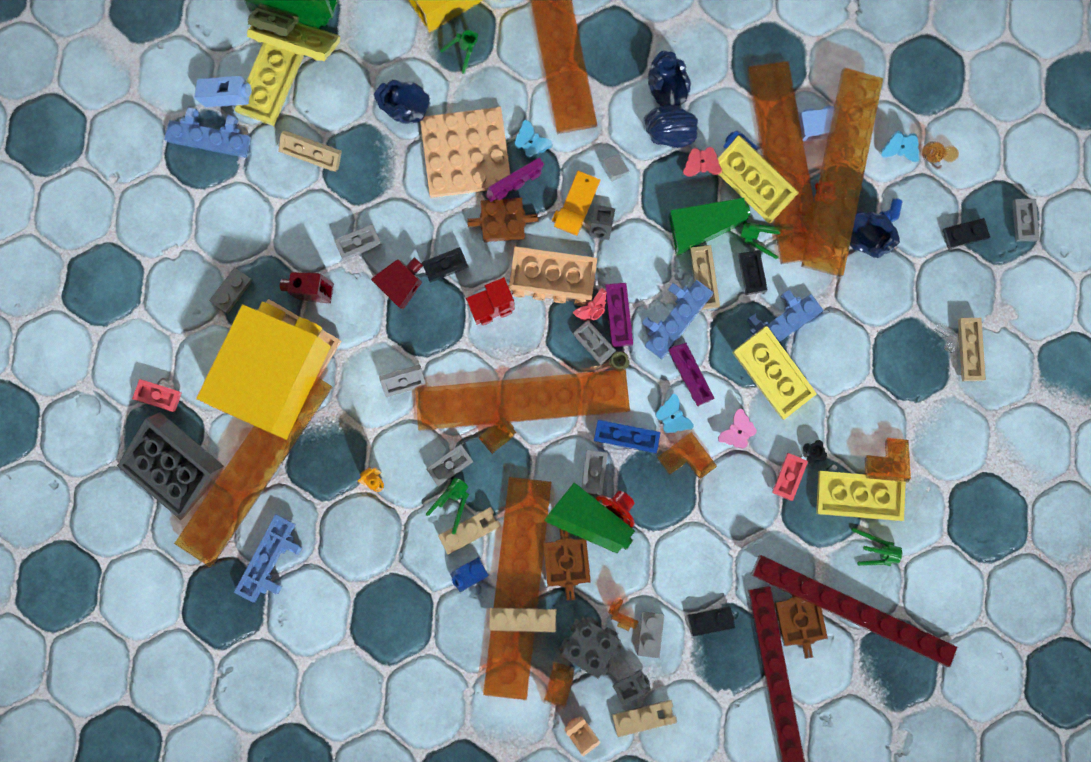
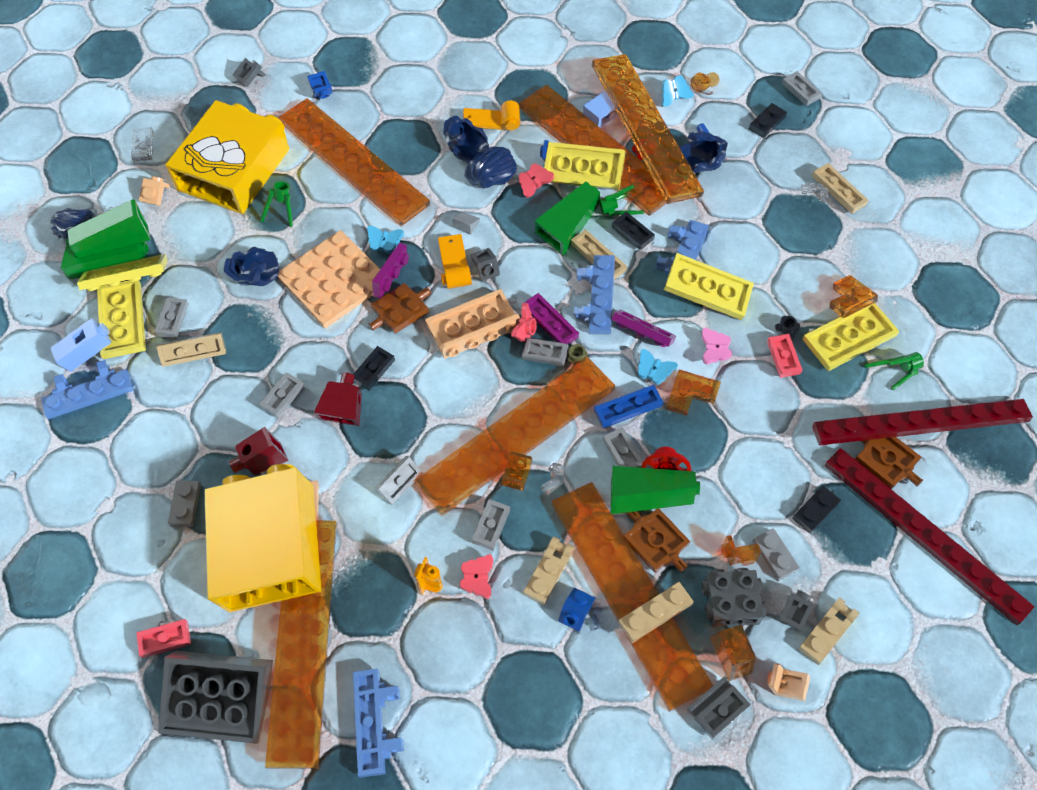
camera: 30 degrees left, 20 degrees down
(273, 20) = (102, 264): olive plate -> none
(310, 107) = (171, 318): none -> light grey plate
(408, 508) = (480, 568): none -> coral animal
(455, 490) = (512, 543): green plant -> none
(492, 302) = (437, 368): red brick -> none
(518, 717) = (718, 707): none -> dark grey plate
(526, 460) = (556, 478): none -> clear arm
(721, 74) = (505, 119): none -> light orange door

